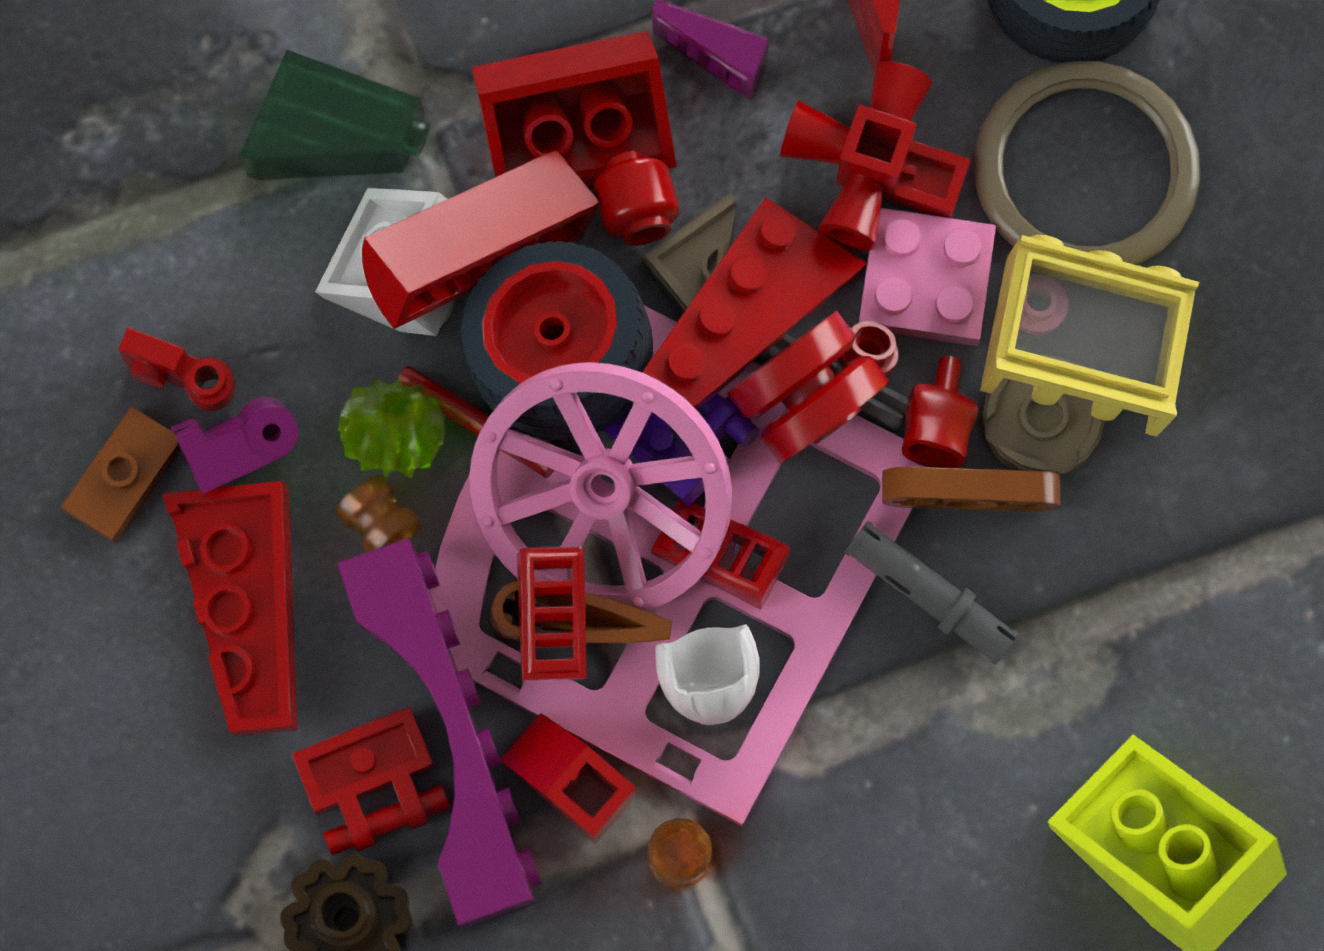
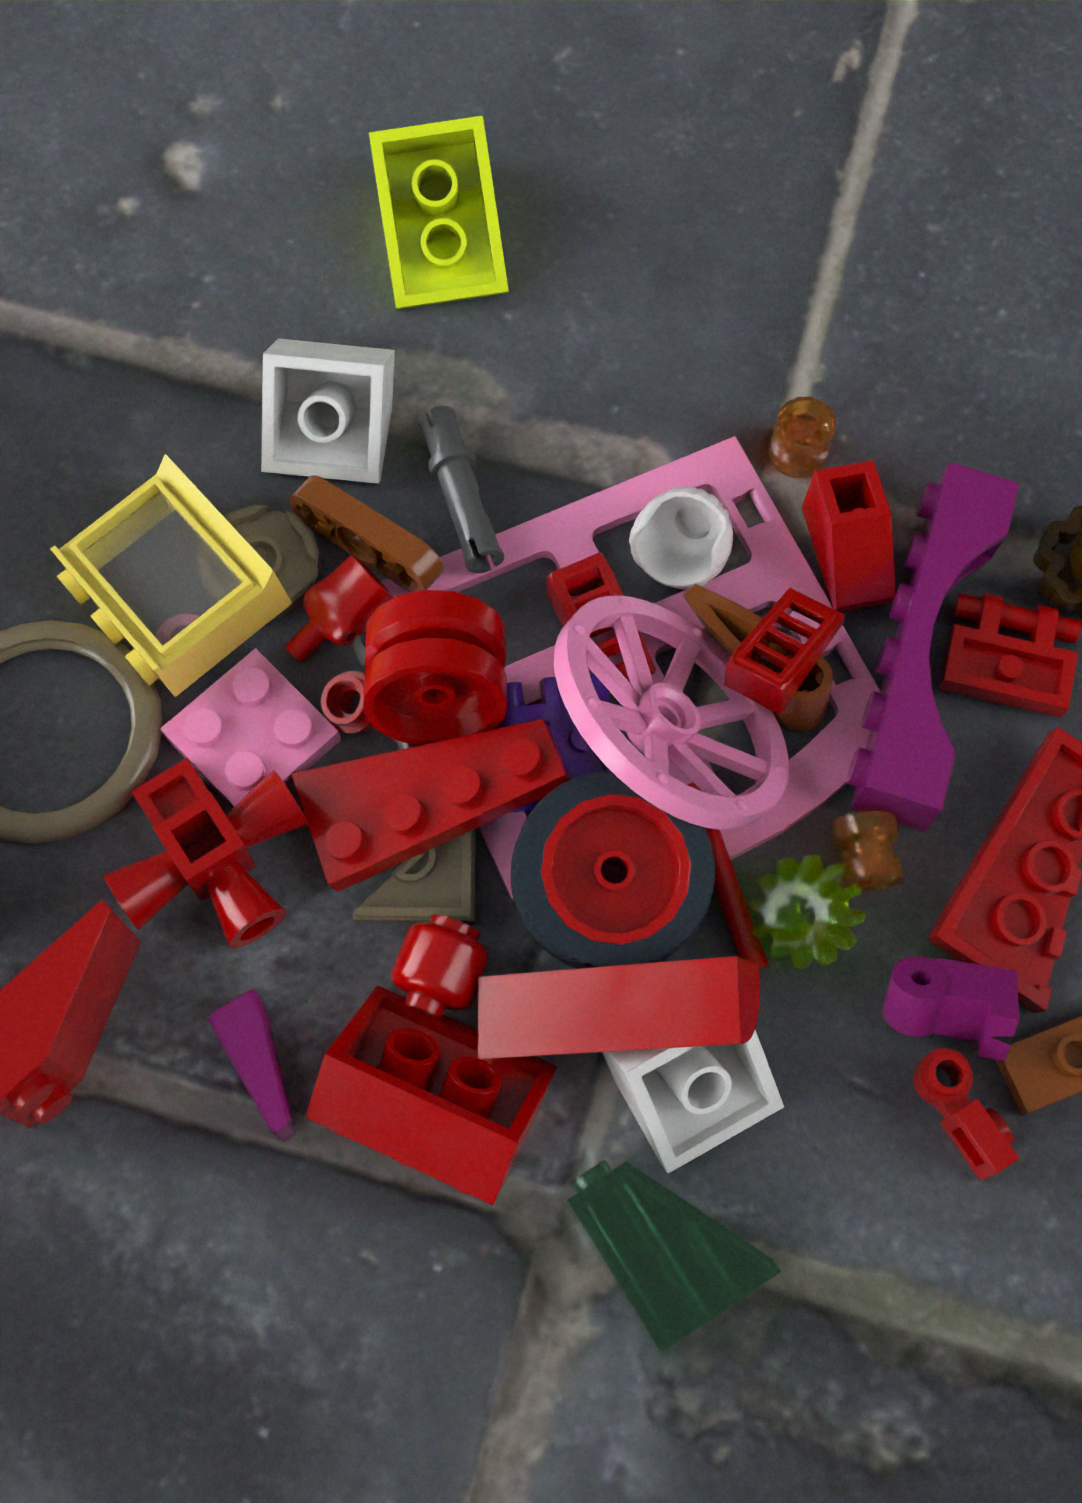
camera: 145 degrees left, 5 degrees down
(1102, 583) = (326, 409): none -> white slope

